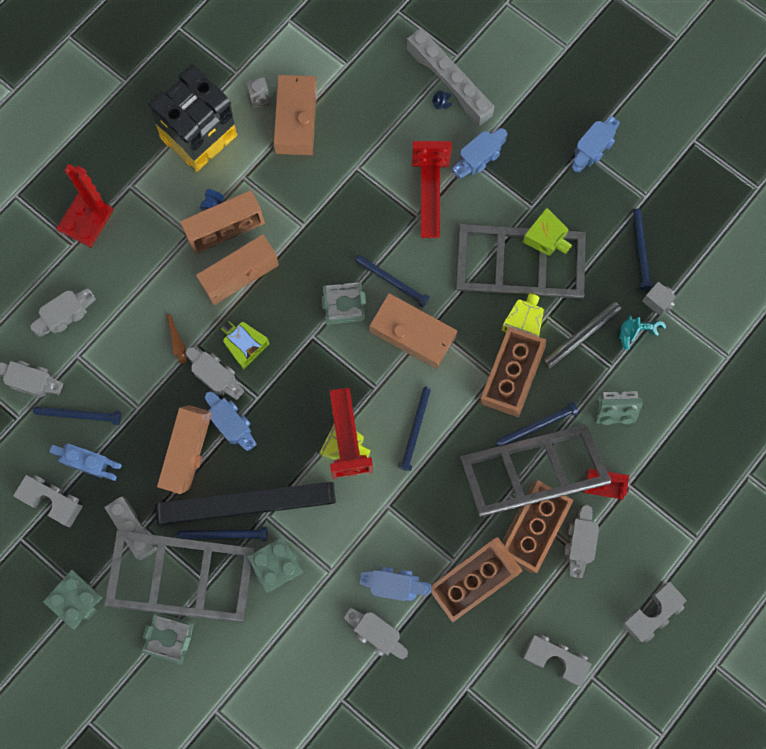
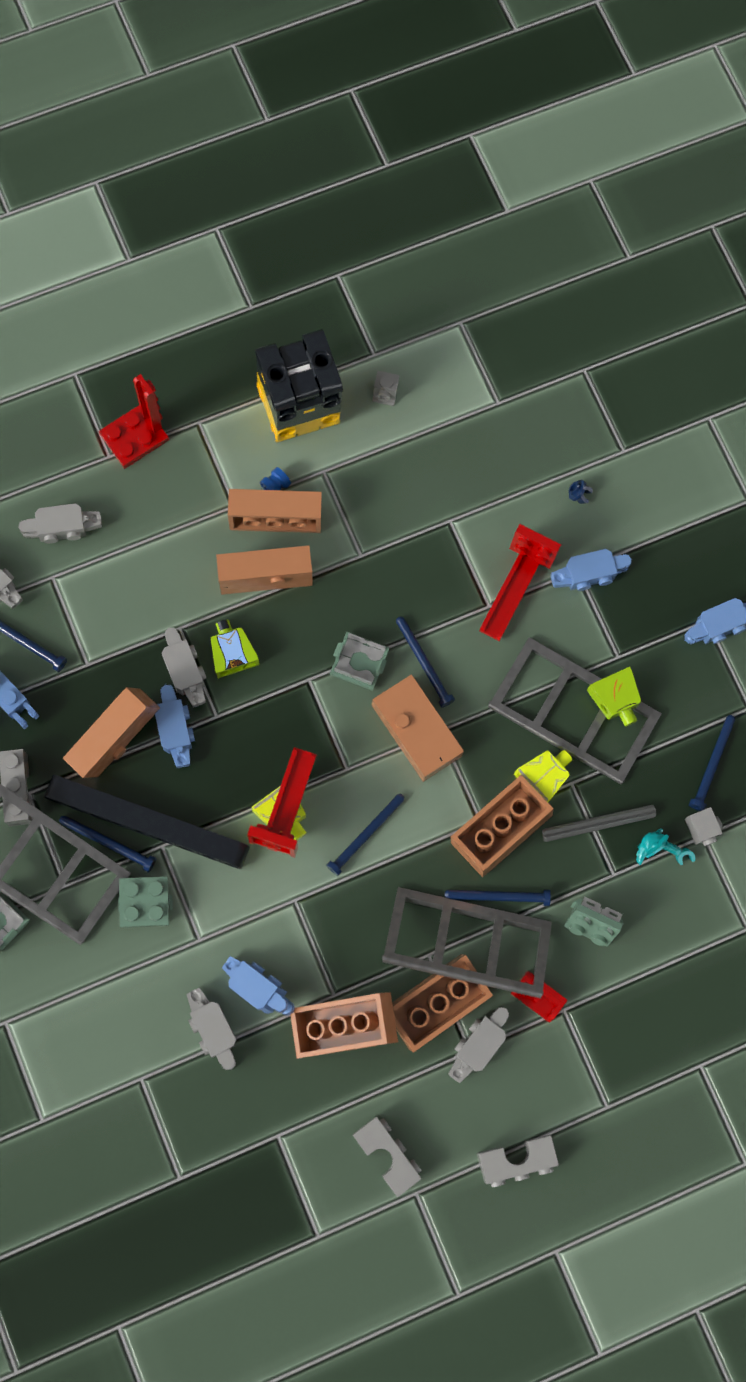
camera: 20 degrees right, 0 degrees up
(178, 347) = (161, 621): dark orange piece -> none
(295, 115) = (412, 431): nougat brick -> none
(432, 56) = (610, 499): light grey arch -> none

